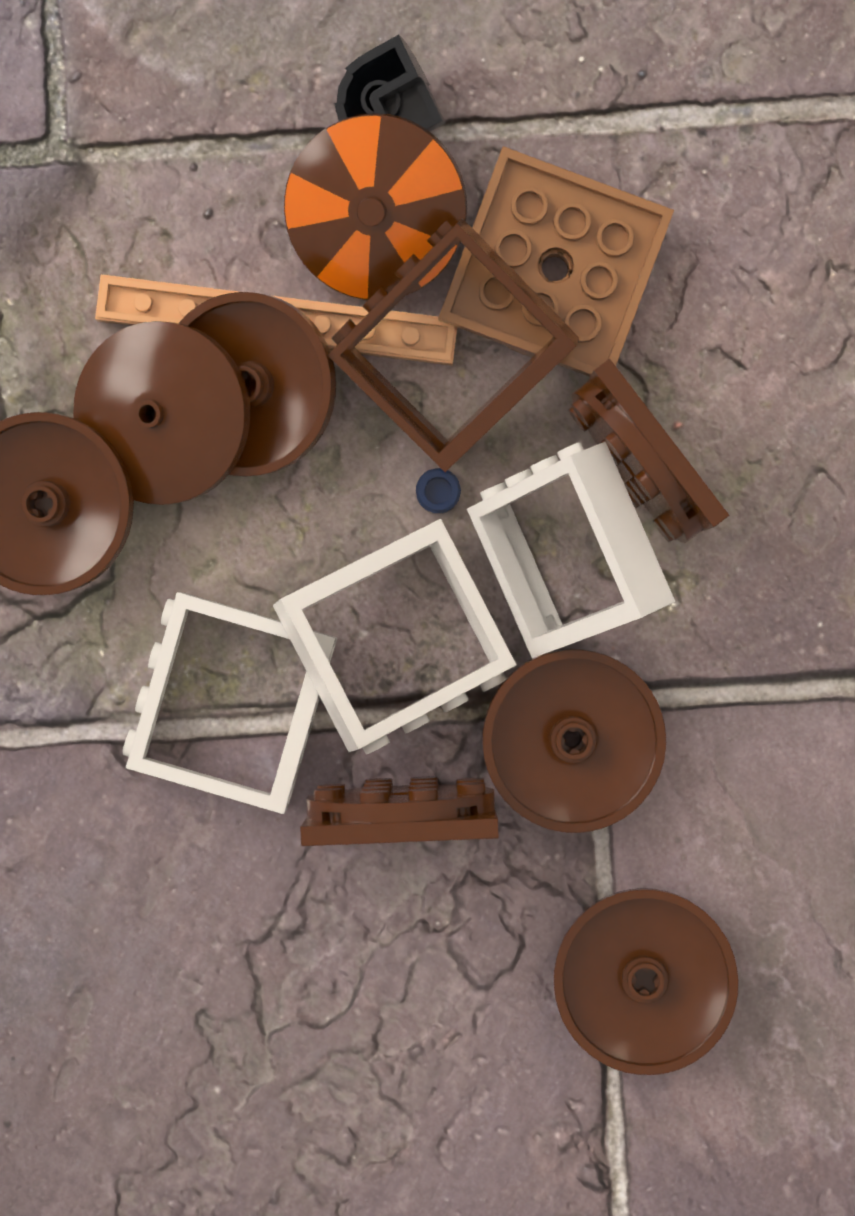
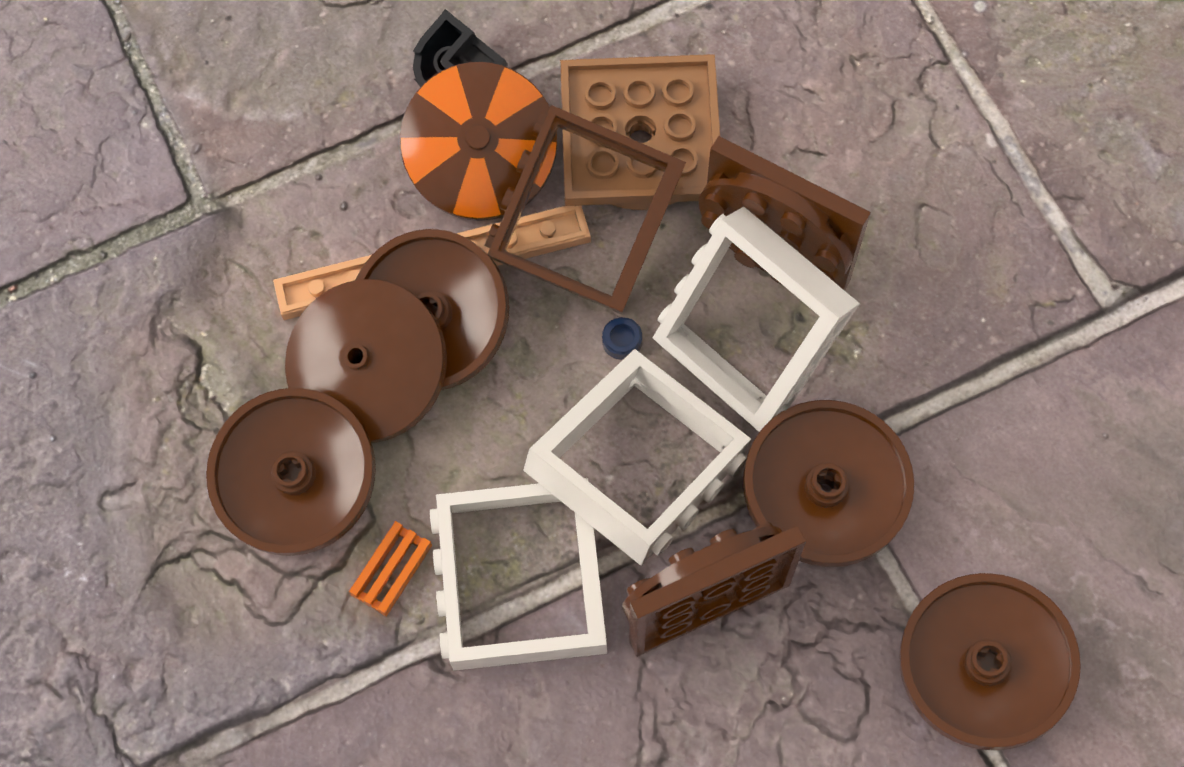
camera: 15 degrees left, 20 degrees down
(77, 661) = (409, 538): none -> orange tile

